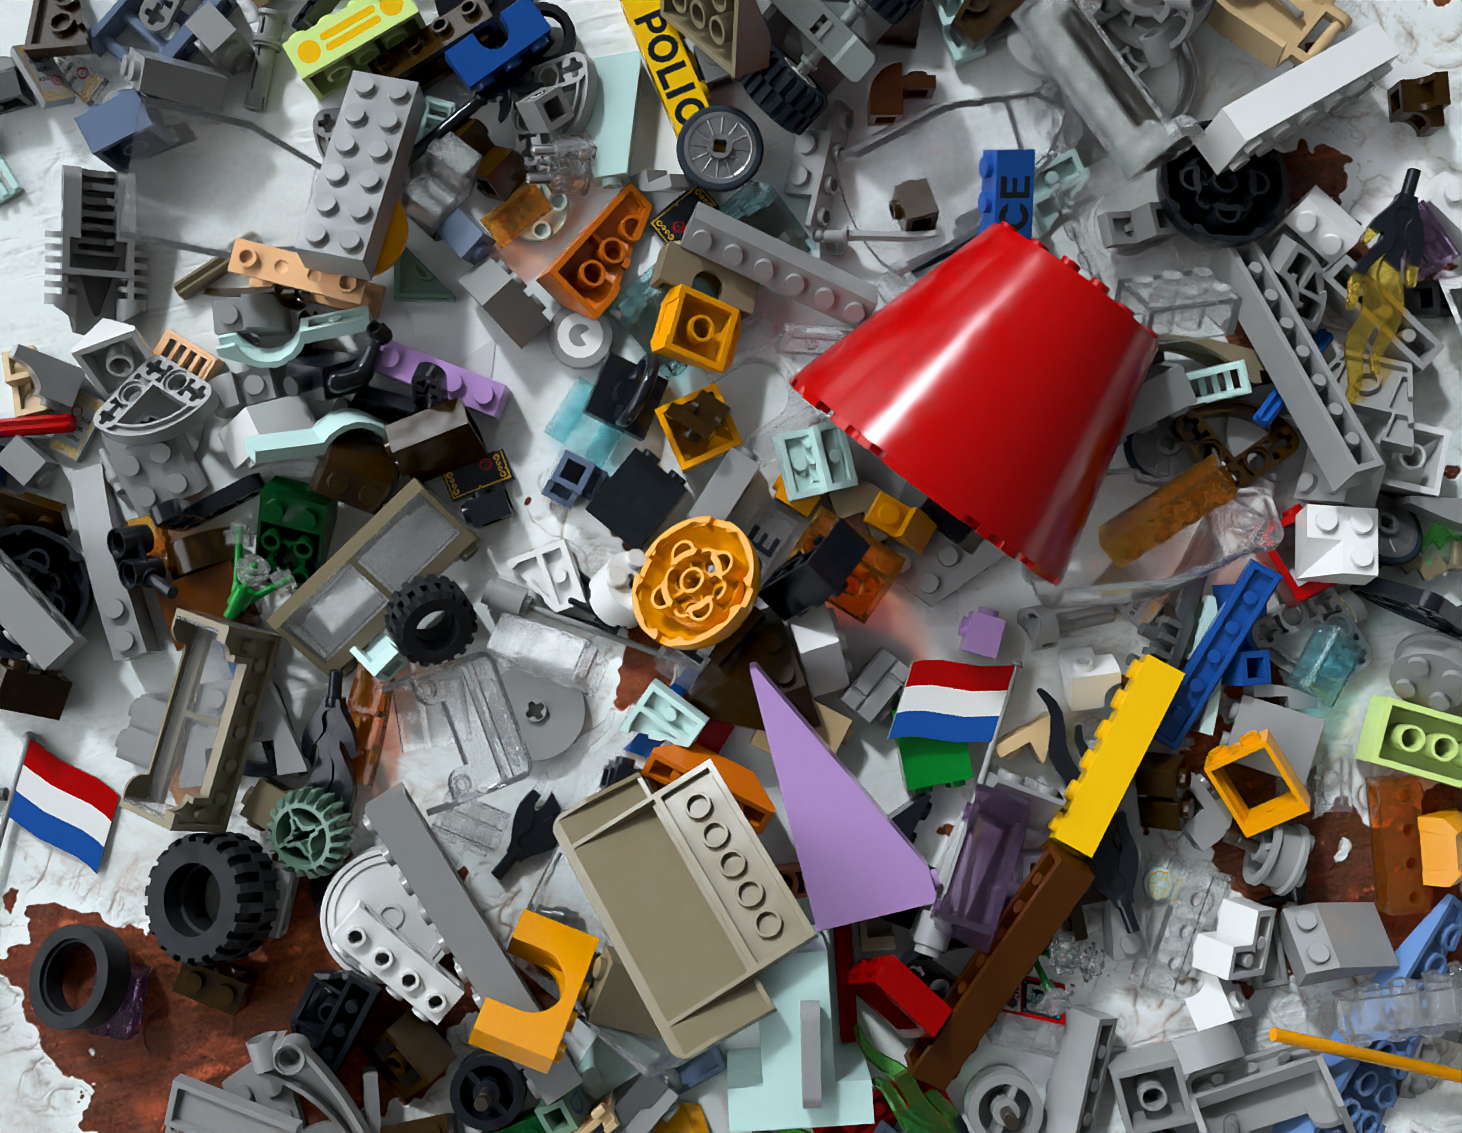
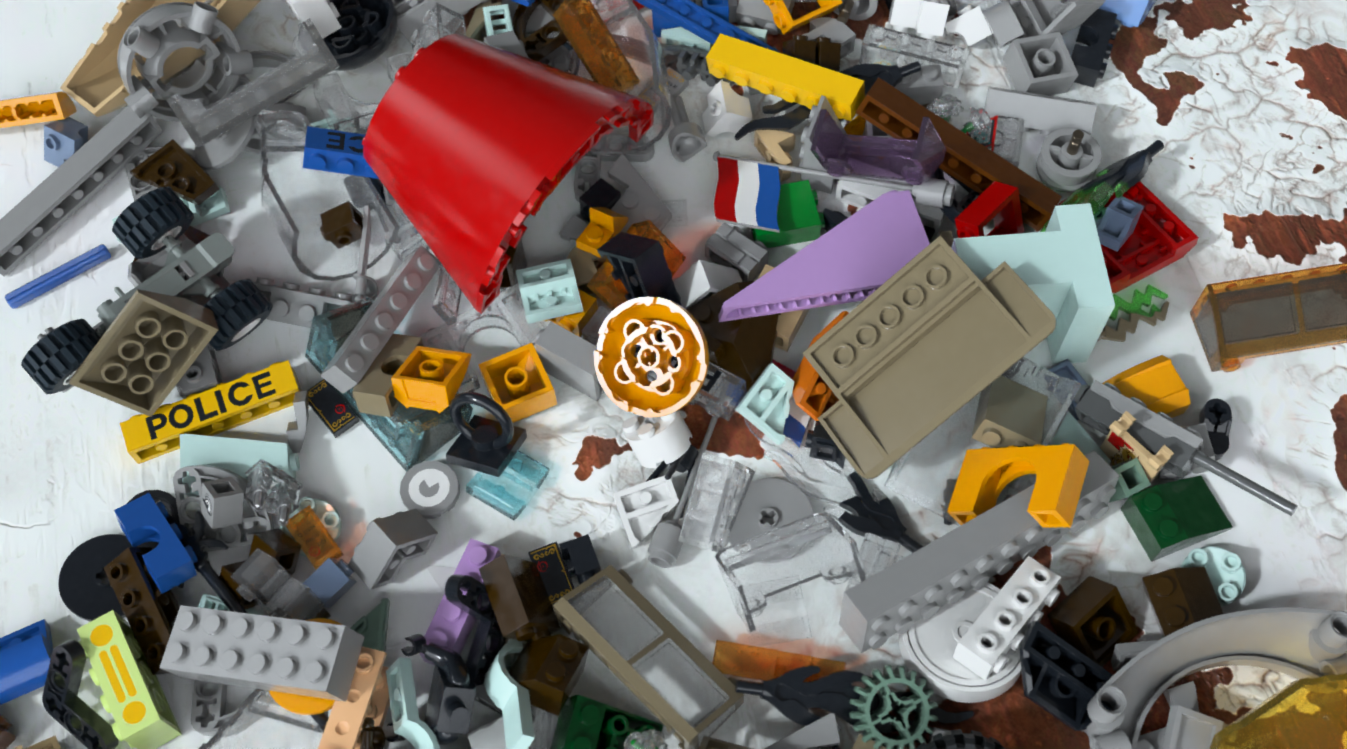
camera: 90 degrees left, 25 degrees down
(381, 658) = (722, 645): light aqua panel -> none
(415, 603) = (686, 599): black tyre -> none
(487, 1091) = (1114, 547): black wheel -> none
(572, 478) = (557, 489): sand blue brick -> none
(593, 264) = (365, 478): orange wedge -> none
(637, 498) = (578, 436): black brick -> none
(699, 418) = (510, 368): dark brown brick -> none
(723, 127) = (271, 383): flat silver wheel -> none
(811, 1054) = (1039, 241): light grey beam -> none
(890, 89) = (251, 252): reddish brown brick -> none
(981, 632) = (692, 181): lavender brick -> none
(1136, 227) = (374, 80): light grey brick -> none

